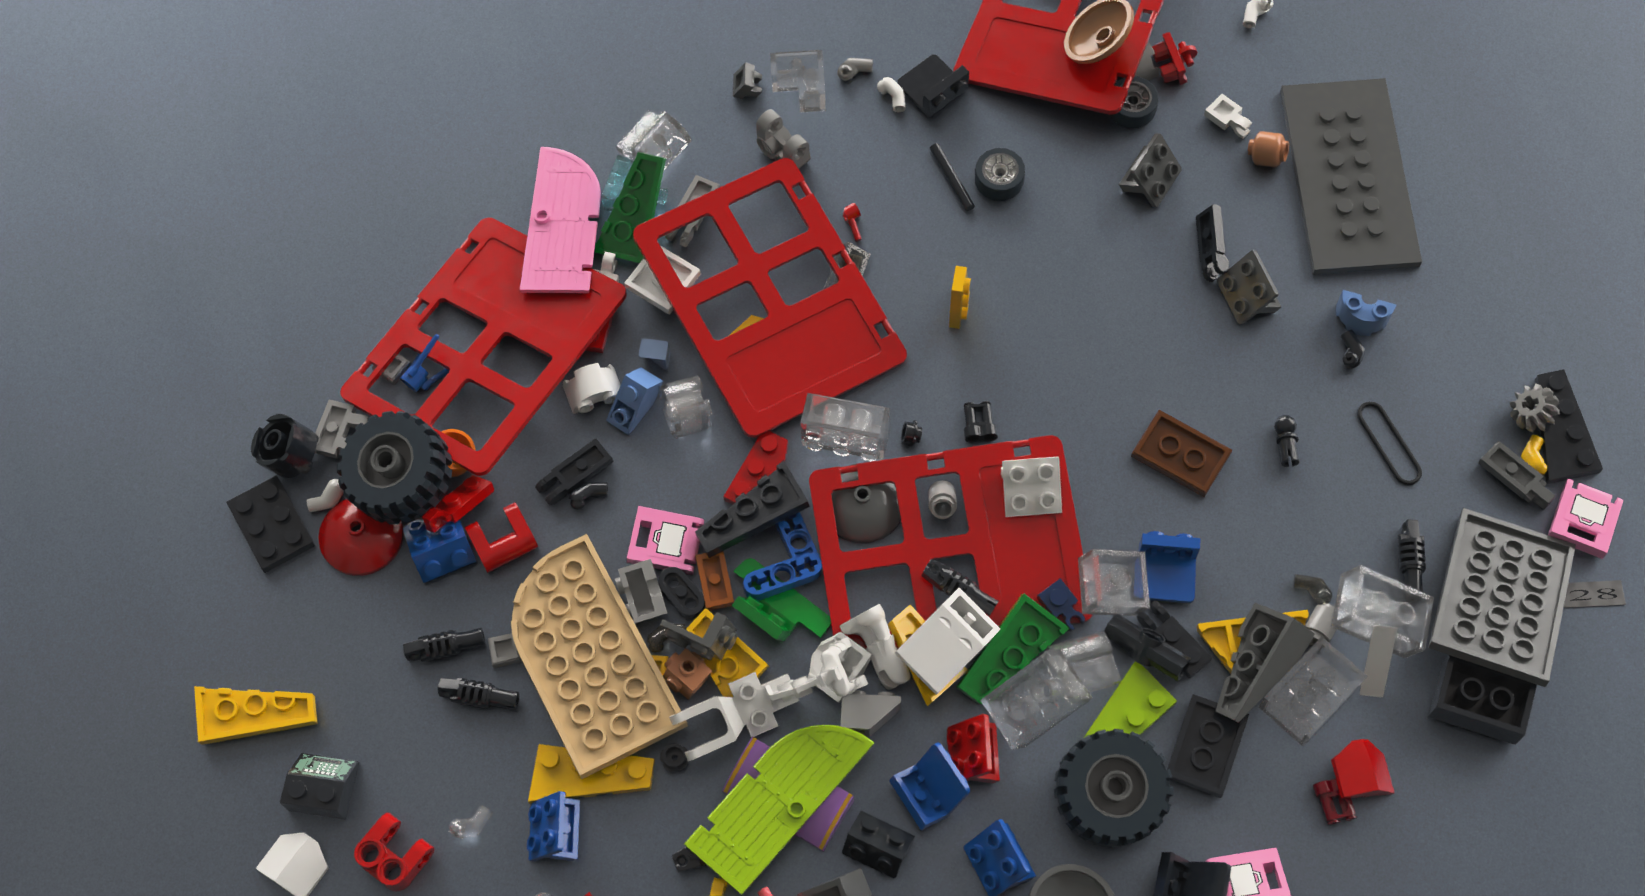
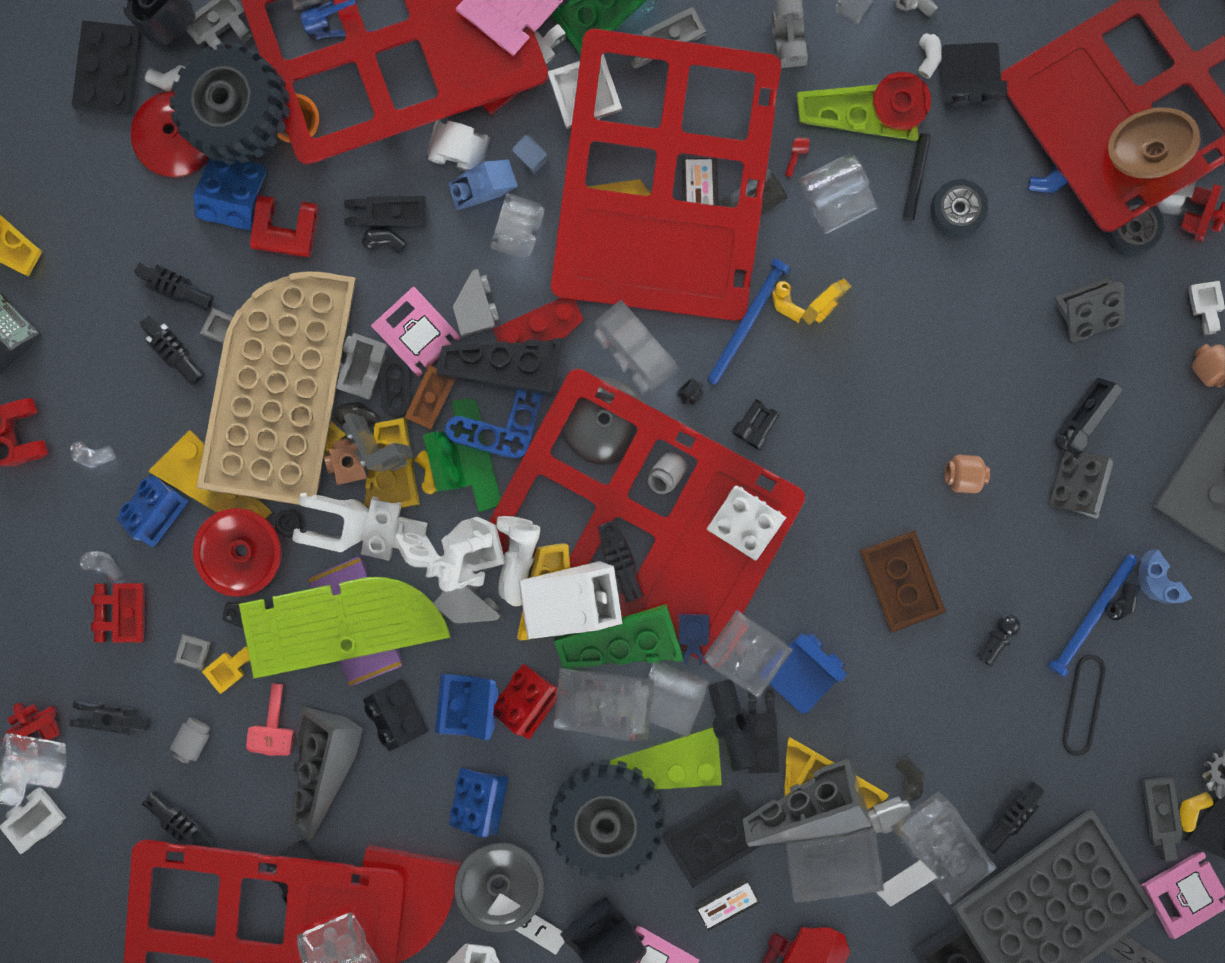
camera: 35 degrees right, 20 degrees up
(458, 502) = (267, 170): red hinge -> none
(635, 789) = (218, 555): none -> red dish
(698, 491) = (472, 307): none -> light grey slope
(755, 632) = (428, 485): none -> yellow arm
(796, 282) = (700, 180): none -> slope
(877, 157) = (846, 110): none -> lime wing
(899, 132) = (901, 101): none -> red tile
(905, 223) = (838, 193): none -> clear brick
(905, 303) = (778, 270): none -> blue bar
(928, 325) = (783, 302): none -> yellow arm
(1050, 116) = (1049, 184): none -> blue arm
(1162, 342) = (966, 474): none -> nougat head
(1259, 790) = (727, 903): none -> slope
(1347, 426) = (1093, 616): none -> blue bar

